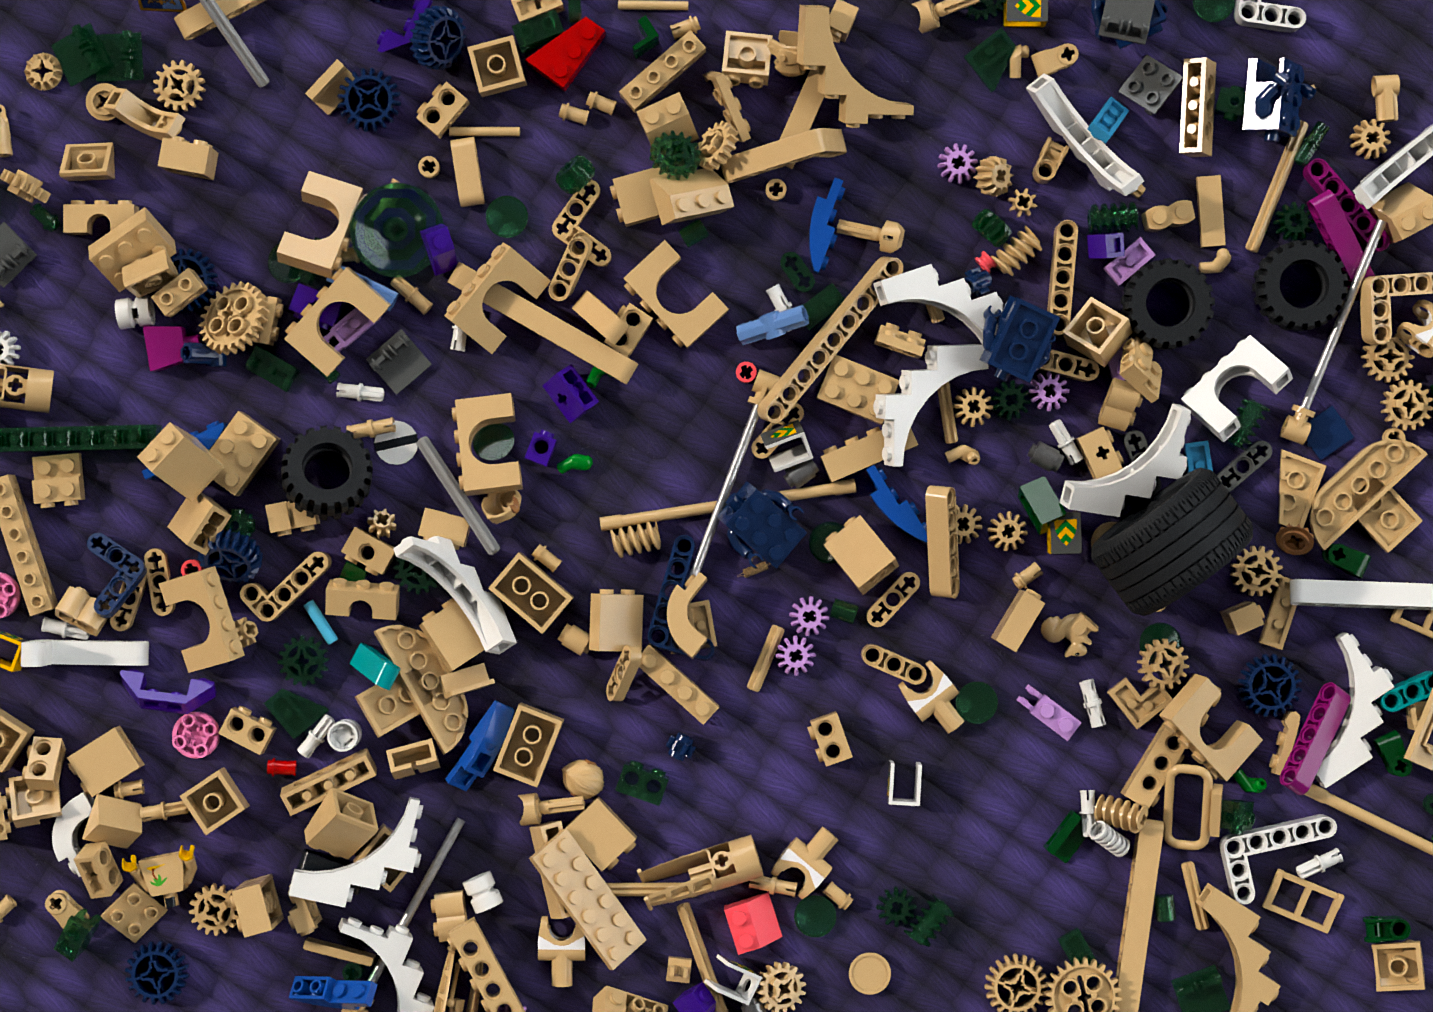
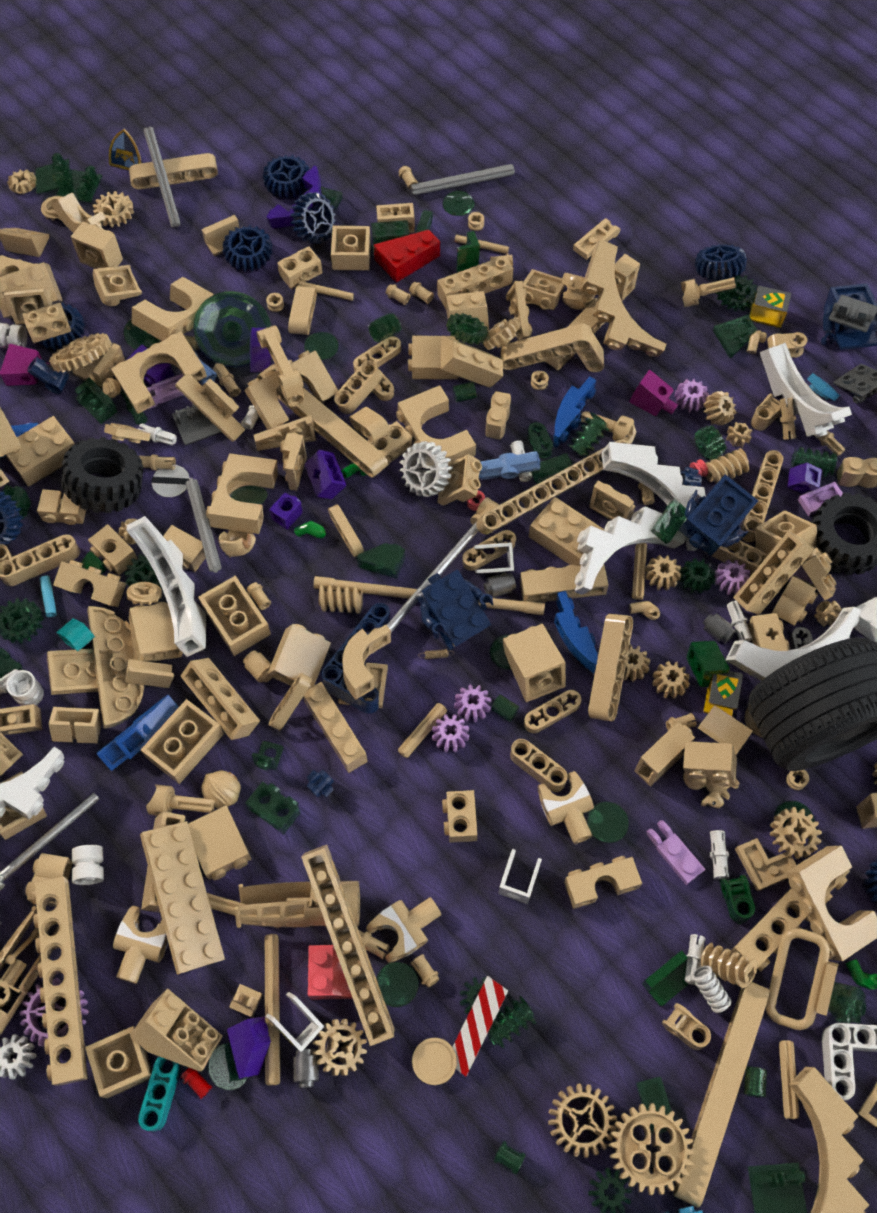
camera: 10 degrees right, 25 degrees down
(230, 200) = (115, 284): none -> tan slope
(287, 353) = (111, 387): none -> tan plate
(329, 408) = (123, 432): none -> tan plate
(413, 345) = (213, 404): none -> tan bracket
(423, 593) = (138, 591): none -> tan gear
(498, 302) = (289, 379): none -> tan piece
(506, 353) = (273, 437): none -> tan wing
(527, 380) = (293, 458): none -> tan plate
(549, 688) = (220, 698): none -> tan brick
(614, 453) = (345, 530): none -> tan beam
(617, 739) = (266, 762): none -> clear green bracket
(668, 477) = (383, 559): none -> clear green slope
(685, 353) = (421, 480): none -> white gear
(722, 359) = (463, 482): none -> tan plate
(741, 250) = (498, 415): none -> tan brick
(762, 902) = (348, 945): none -> tan brick
(854, 259) = (588, 435): none -> clear green piece
(902, 933) = (478, 1024): none -> sticker
(906, 177) = (653, 395): none -> magenta torso
(966, 772) = (620, 873): none -> tan arch
(968, 353) = (669, 521): none -> clear green plate
(1065, 625) = (710, 763): none -> tan brick
(1072, 581) = (725, 728): none -> tan slope
(1074, 169) = (788, 418): none -> tan pin
(1092, 389) = (773, 573): none -> tan brick
(1092, 878) = (686, 1026): none -> tan piece
(1118, 740) = (737, 893): none -> dark green piece
(1158, 409) = (827, 612): none -> tan gear

